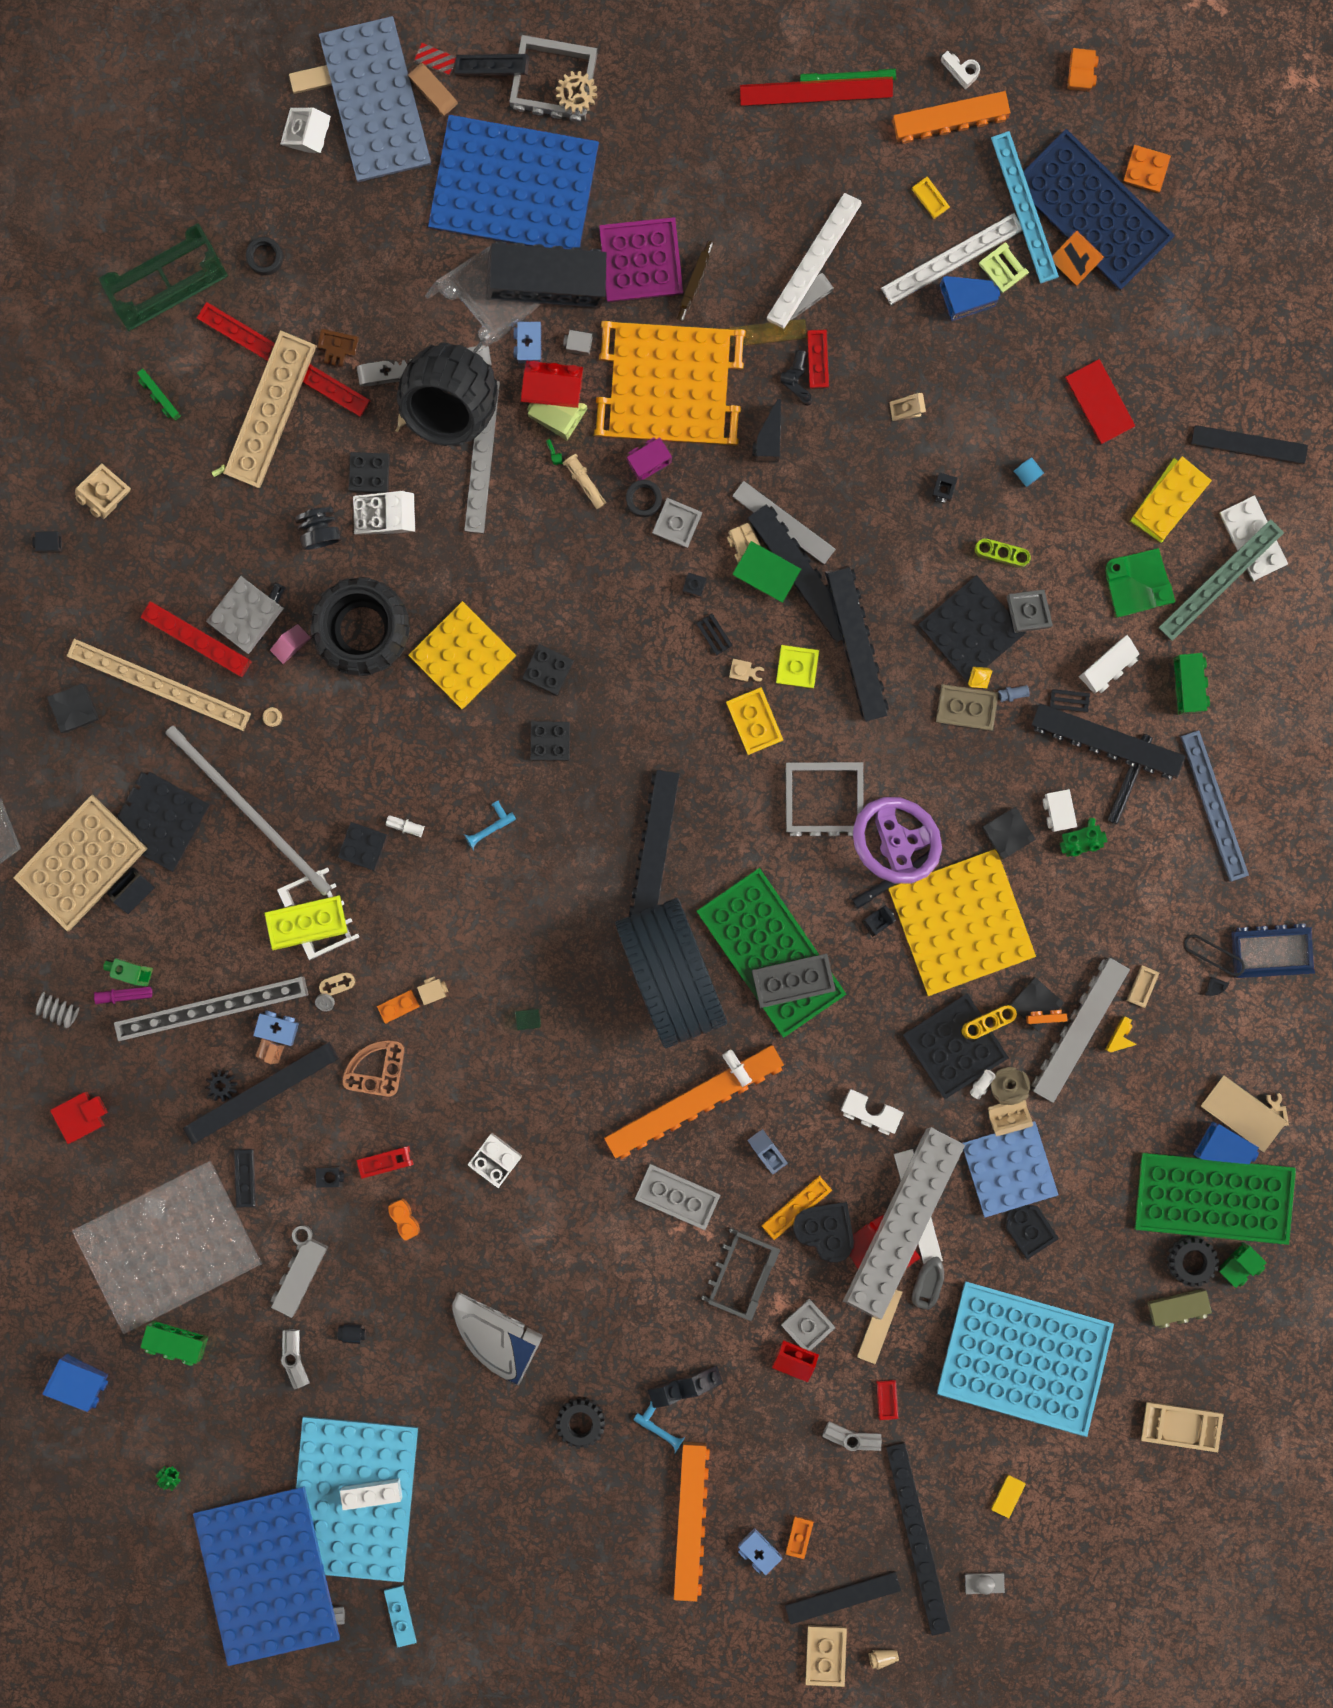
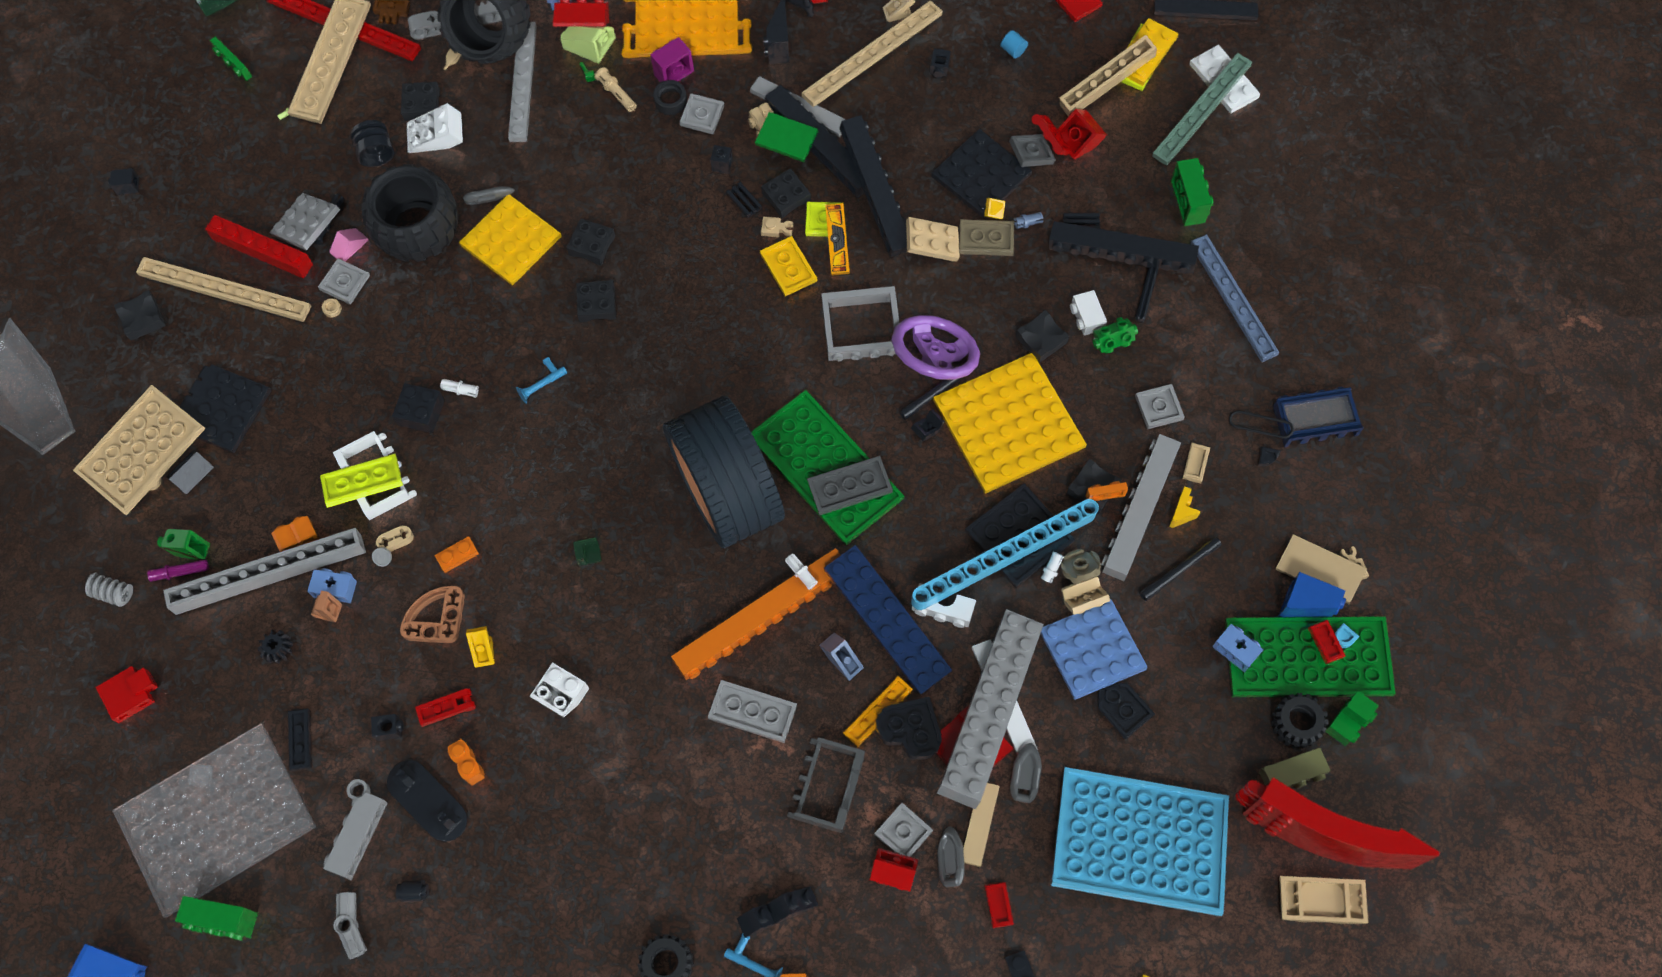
camera: 10 degrees left, 20 degrees down
(101, 492) = (175, 137): tan plate -> none
(181, 741) = (369, 436): light grey piece -> none
(238, 972) = (295, 534): none -> orange brick
(260, 1093) = (315, 651): black beam -> none
(286, 689) = (344, 281): none -> light grey plate
(365, 1249) = (427, 800): none -> black piece
(421, 1107) = (480, 646): none -> yellow slope
(432, 990) = (490, 534): tan brick -> none
(439, 602) = (487, 195): none -> dark grey piece
(495, 1338) = (569, 880): light grey panel -> none
(656, 841) = (704, 359): black brick -> none
(760, 632) = (786, 193): none -> black brick
(809, 696) = (837, 239): none -> tile
(815, 1121) = (888, 619): none -> dark blue plate
(839, 1435) = (980, 951): light grey piece -> none
(848, 1354) = (950, 858): none -> dark grey piece
(871, 466) = (871, 53): none -> tan plate
(909, 709) = (932, 239): none -> tan plate
(948, 1070) = (999, 561): none -> medium azure beam
(995, 1015) = (1055, 498): yellow beam -> none
(1012, 552) = (1000, 108): lime beam -> none
(1053, 591) = (1051, 134): none -> red plate
(1084, 594) = (1081, 133): none -> red slope
(1110, 665) = (1113, 184): white slope -> none
(1116, 923) = (1159, 406): none -> light grey plate
(1124, 535) = (1108, 75): none -> tan brick
(1133, 1081) = (1155, 587): none -> black piece
(1139, 583) = (1128, 122): green slope -> none
(1152, 1197) = (1240, 657): none -> medium blue brick
(1200, 1380) = (1326, 833): none -> red hinge
(1233, 1189) = (1326, 642): none -> red plate
(1252, 1185) = (1346, 636): none -> medium azure tile

